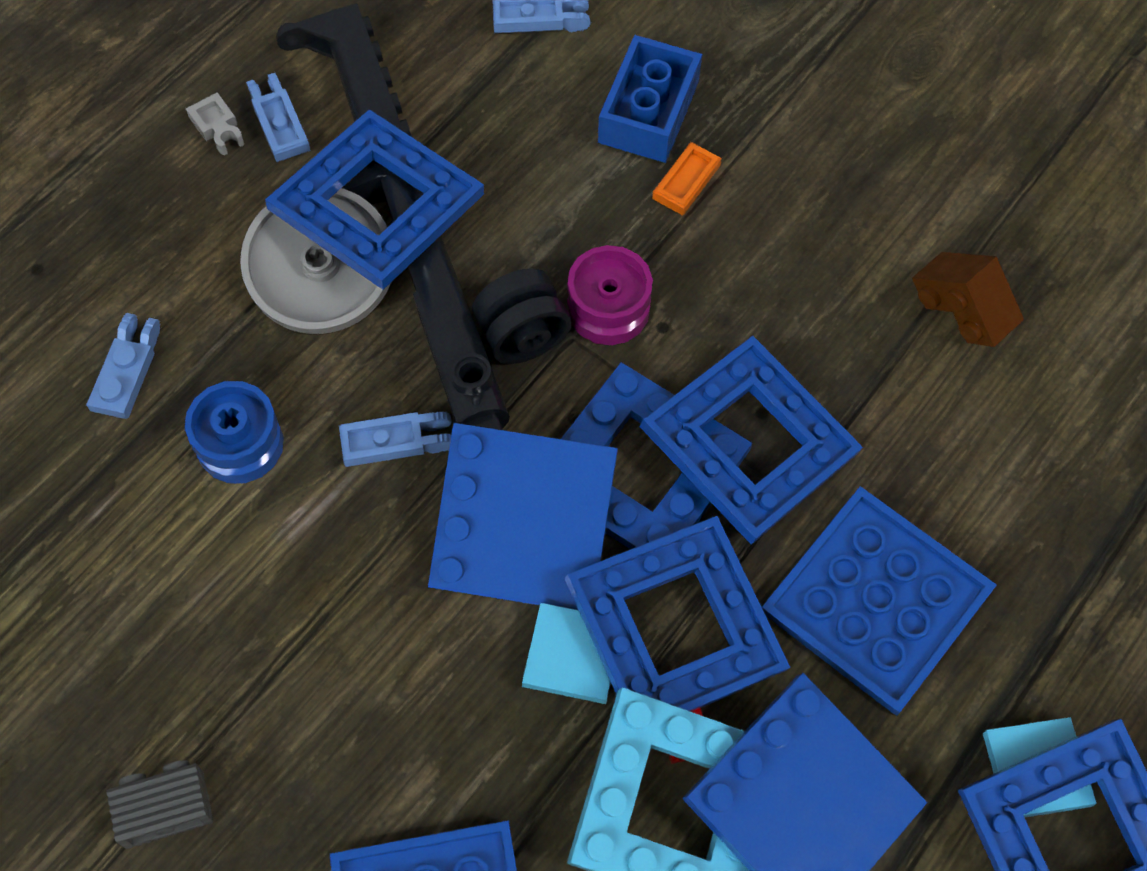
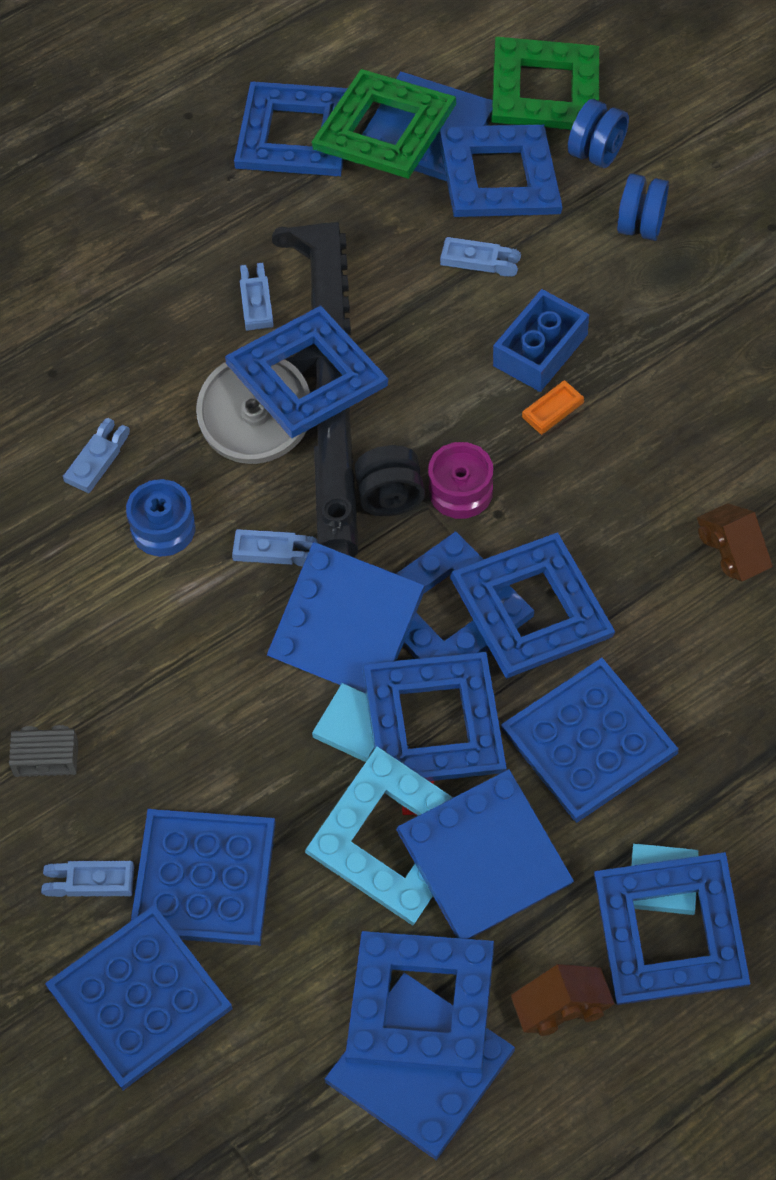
camera: 20 degrees right, 5 degrees down
(215, 121) = (209, 291): light grey plate -> none

